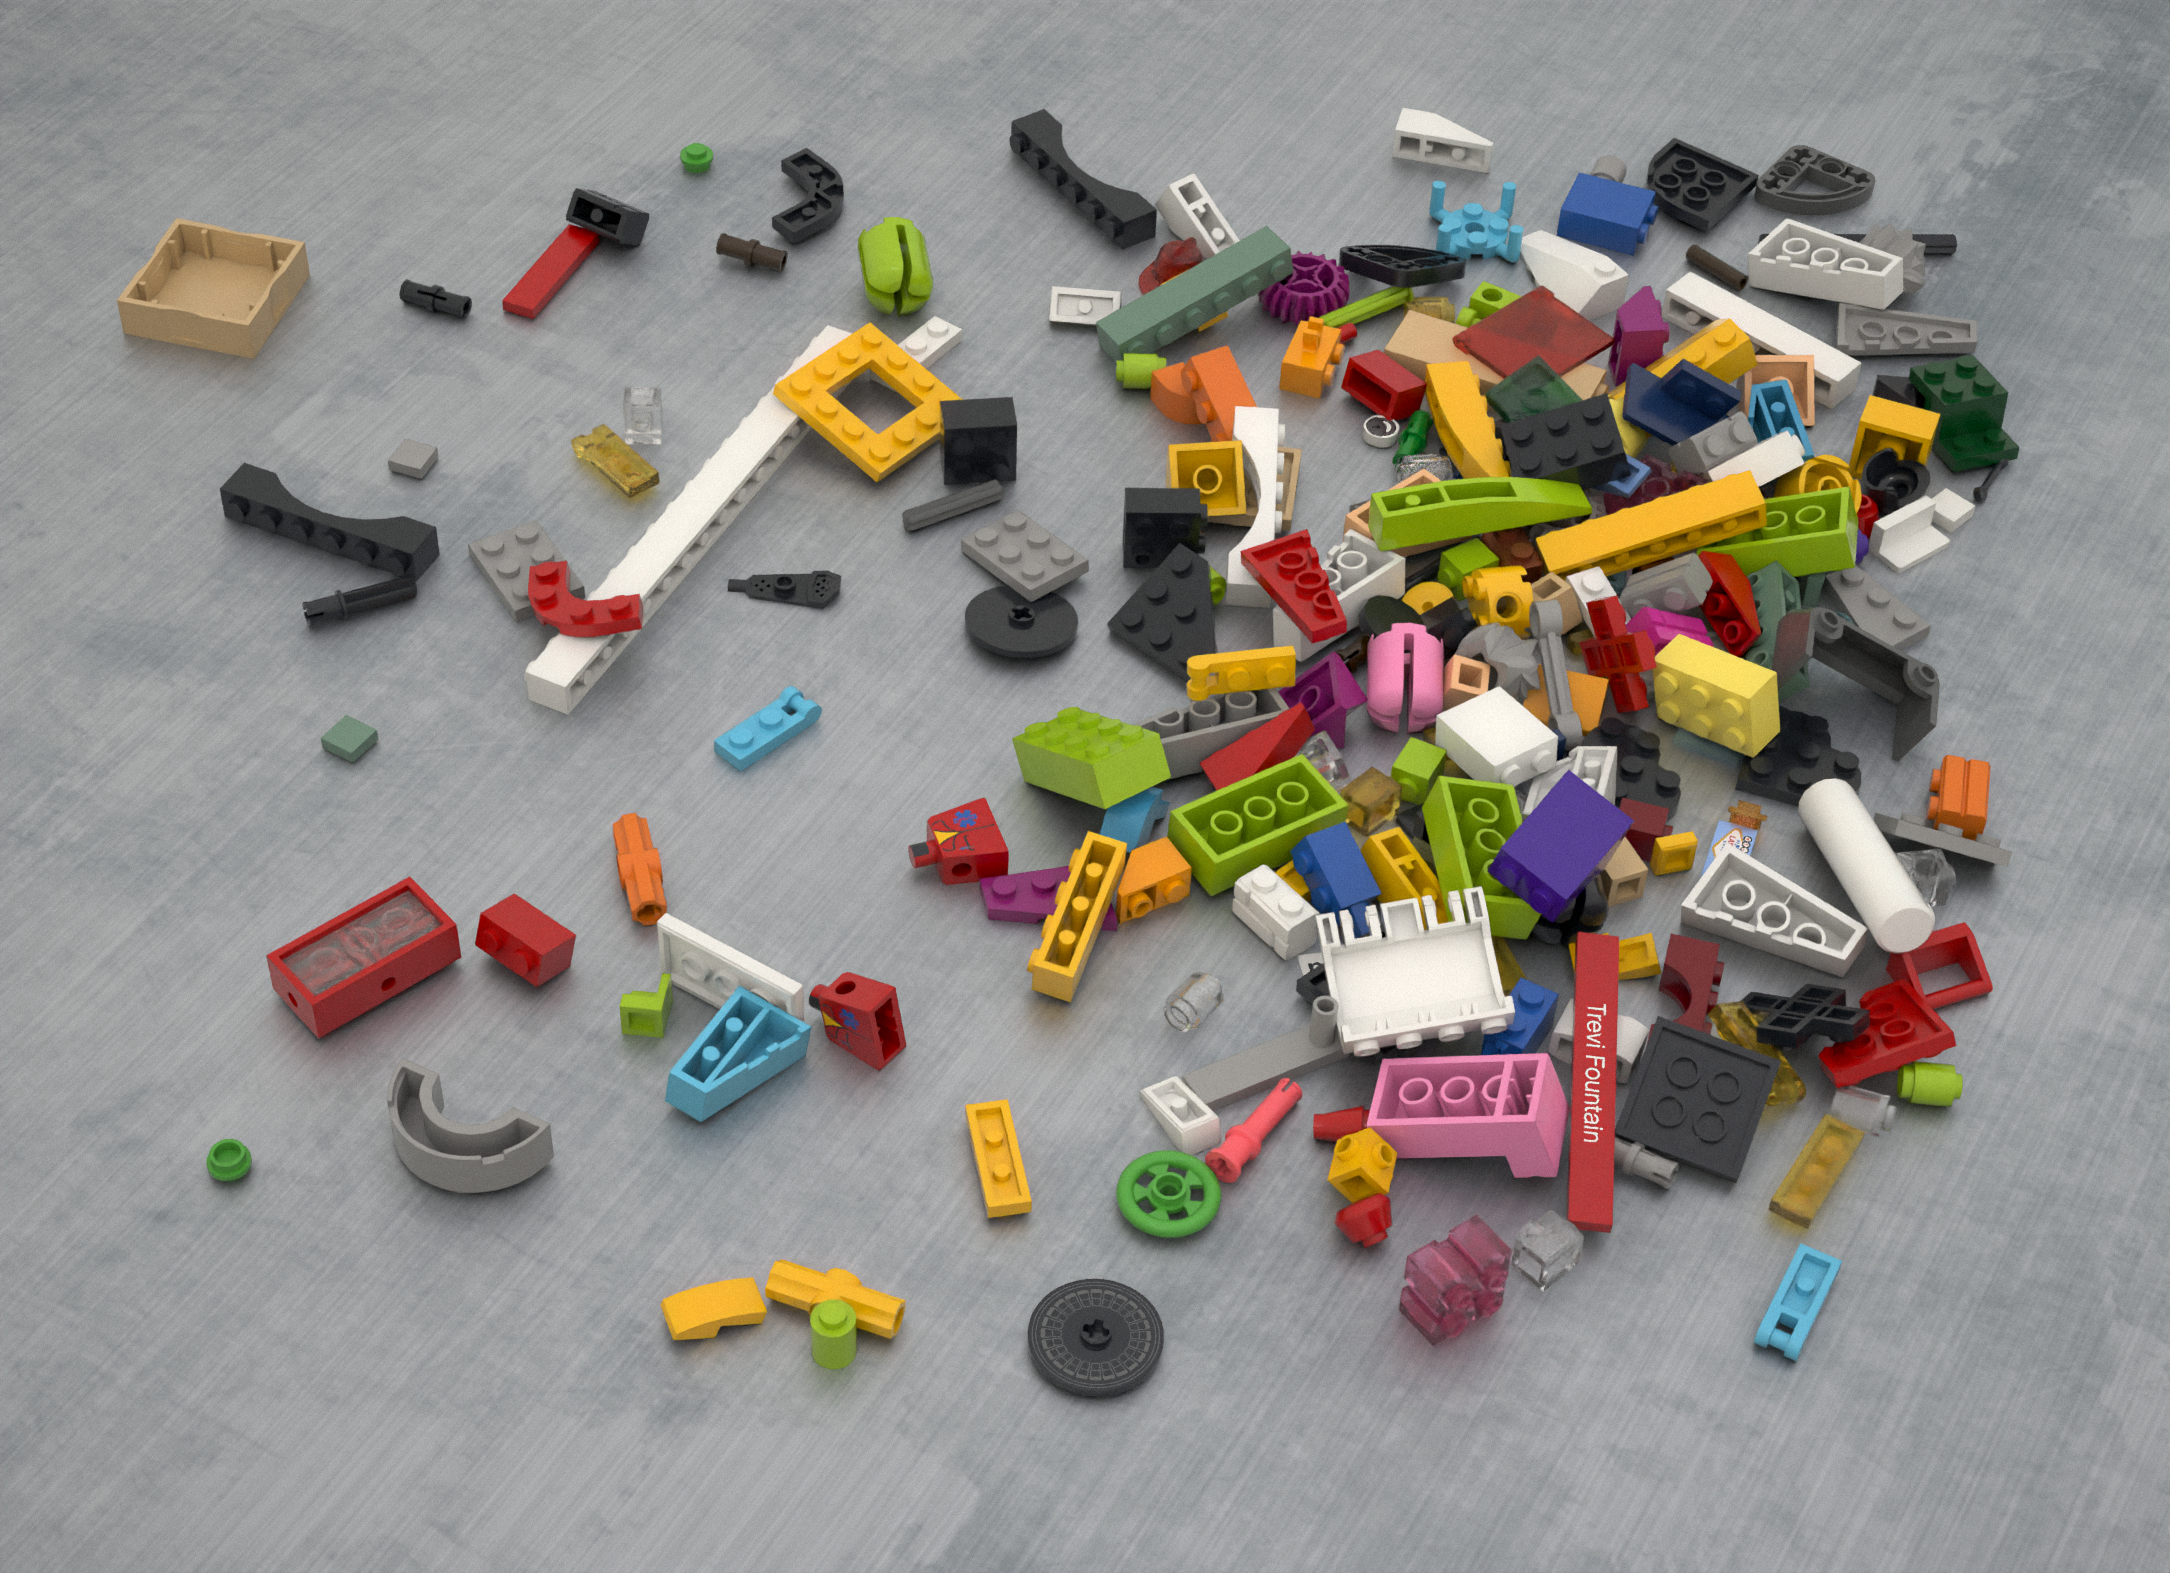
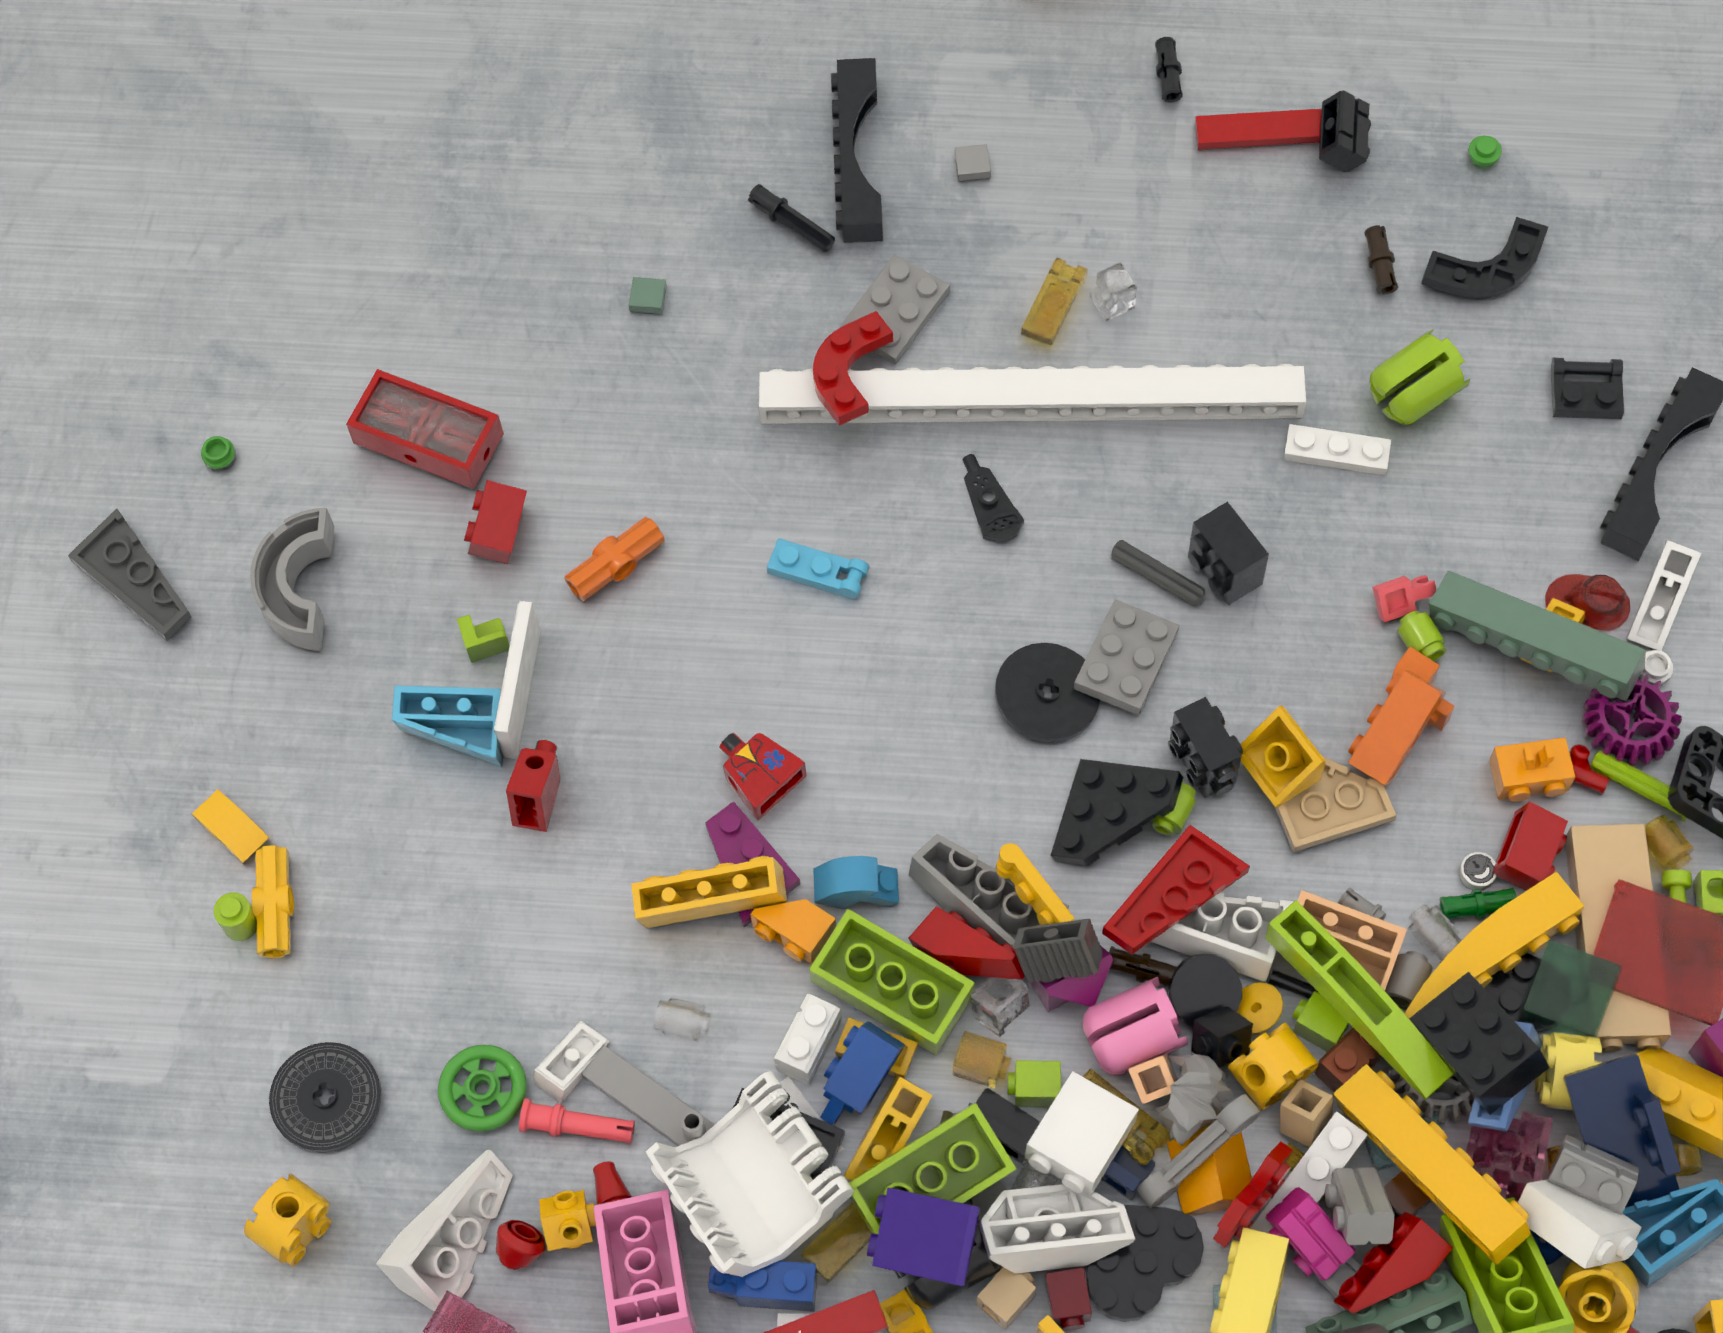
camera: 70 degrees right, 20 degrees up
(307, 1300) = (126, 571): none -> dark grey wing
(878, 455) = (1204, 392): yellow plate -> none
(981, 202) = (1587, 399): none -> black plate
(998, 1158) = (456, 949): yellow plate -> none
(1082, 305) = (1487, 549): white panel -> none
(1091, 757) = (874, 821): lime brick -> none
(1092, 370) = (1399, 595): none -> coral plate
(1233, 1398) = (288, 1219): none -> yellow brick
(1261, 464) = (1347, 776): white arch -> none
(1316, 670) = (1058, 951): none -> dark grey brick
(1322, 1288) = (445, 1238): none -> white wedge

